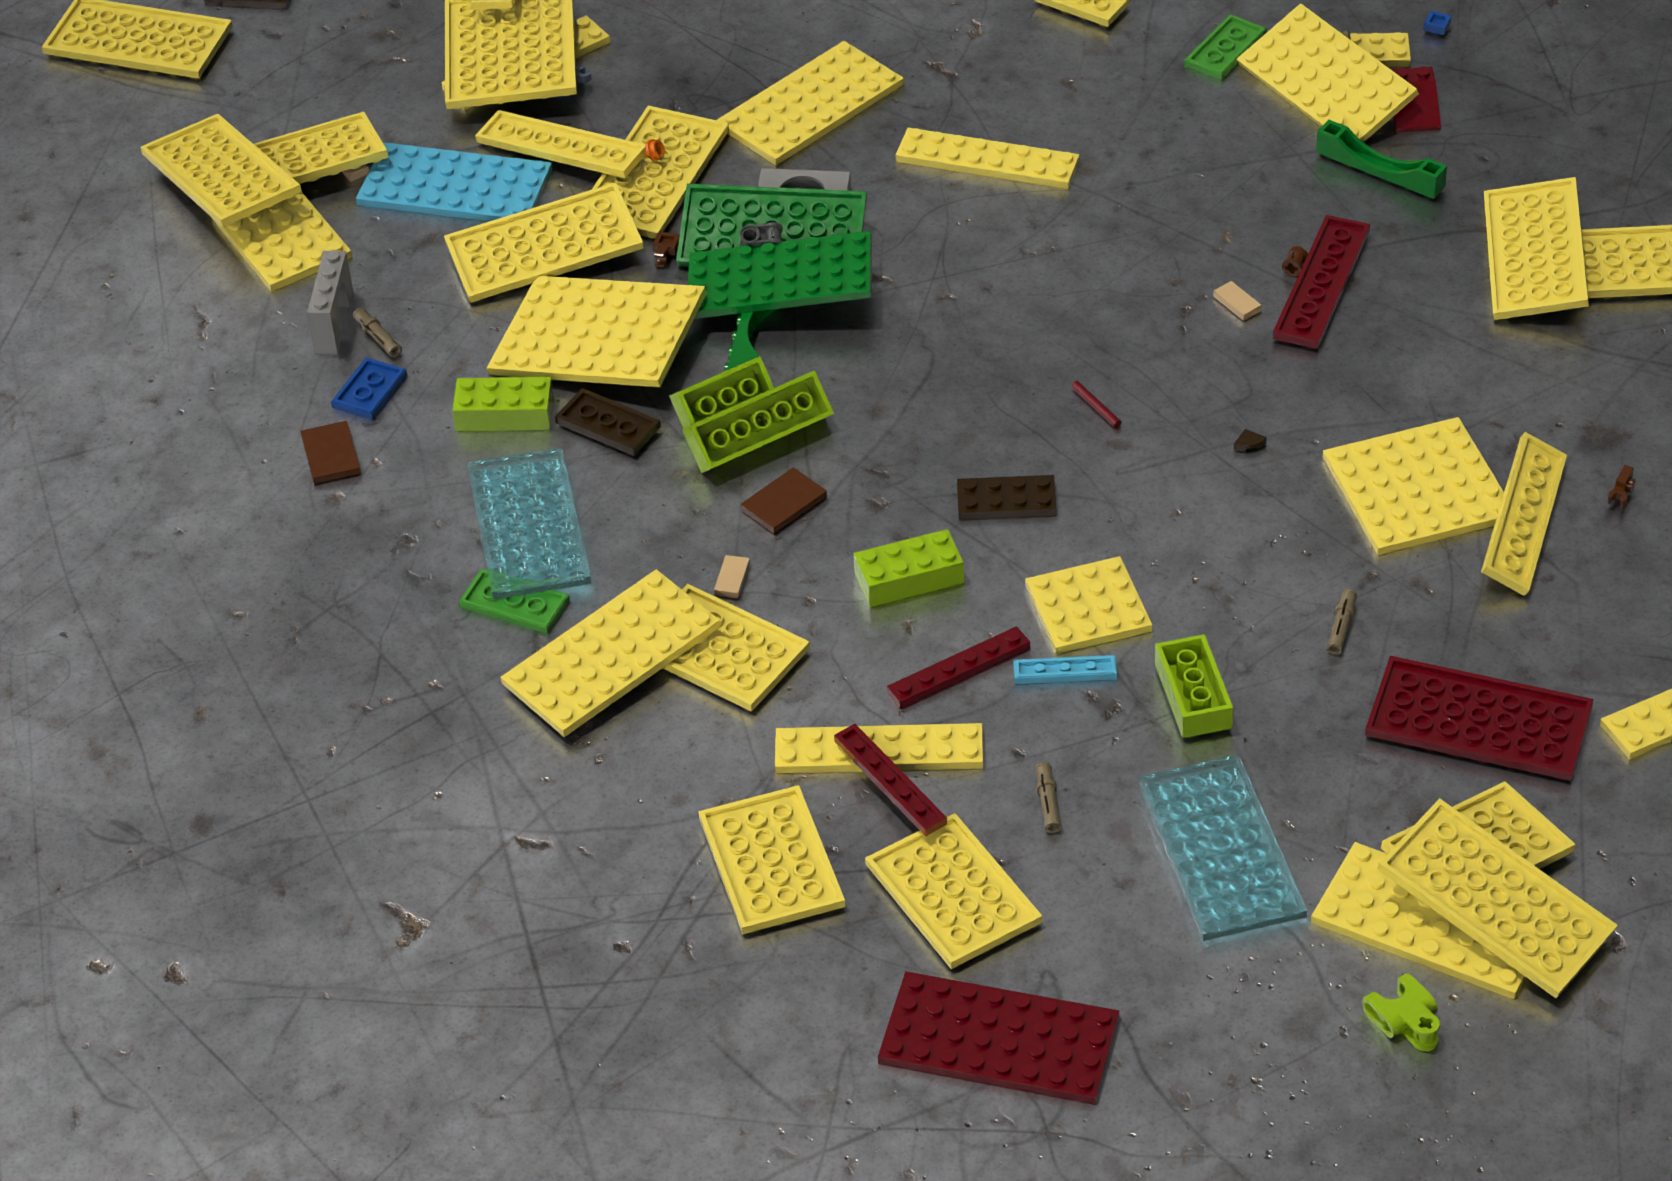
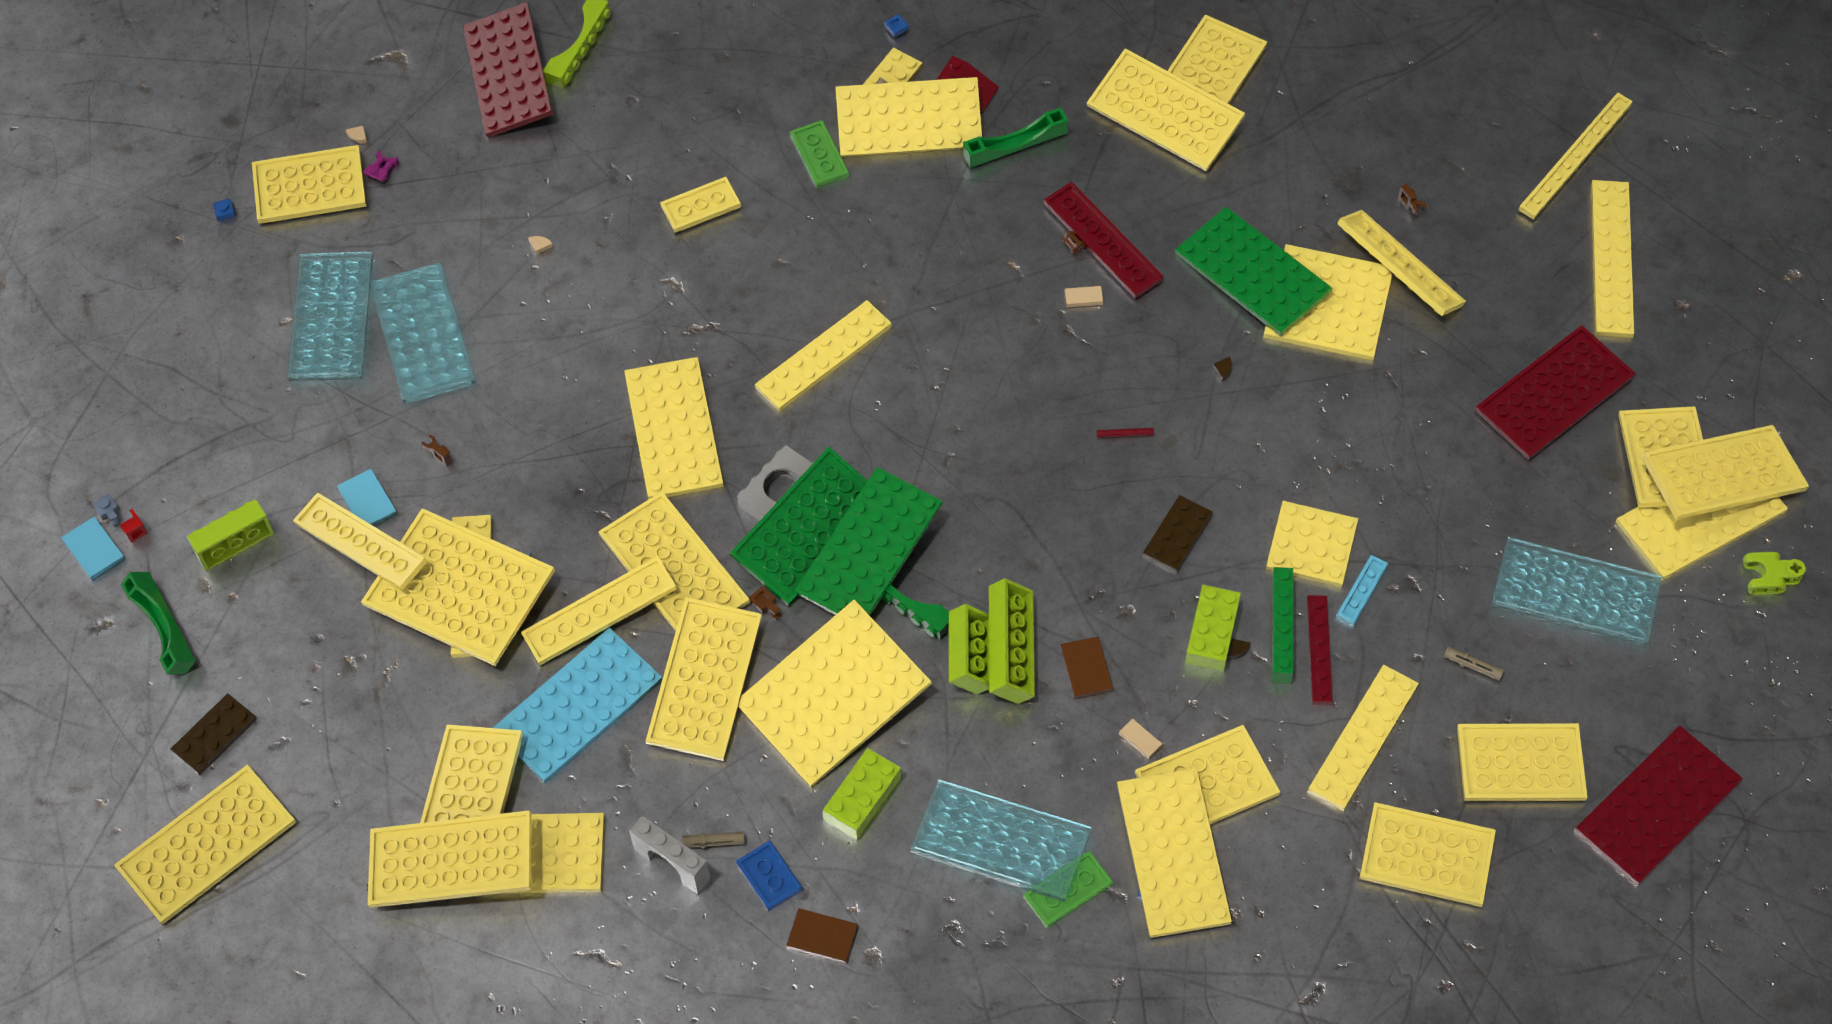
camera: 60 degrees left, 15 degrees up
(607, 421) = (927, 735): dark brown plate -> none
(654, 149) = (663, 553): orange plate -> none
(761, 234) = (822, 536): dark grey piece -> none
(890, 779) = (1411, 745): dark red plate -> none
(903, 601) = (1237, 648): none -> dark brown tile
(916, 635) = (1282, 625): none -> green arch
(1193, 686) = (1435, 526): lime brick -> none
(1344, 613) = (1427, 416): dark tan pin -> none
(1393, 405) = (1253, 271): none -> green plate

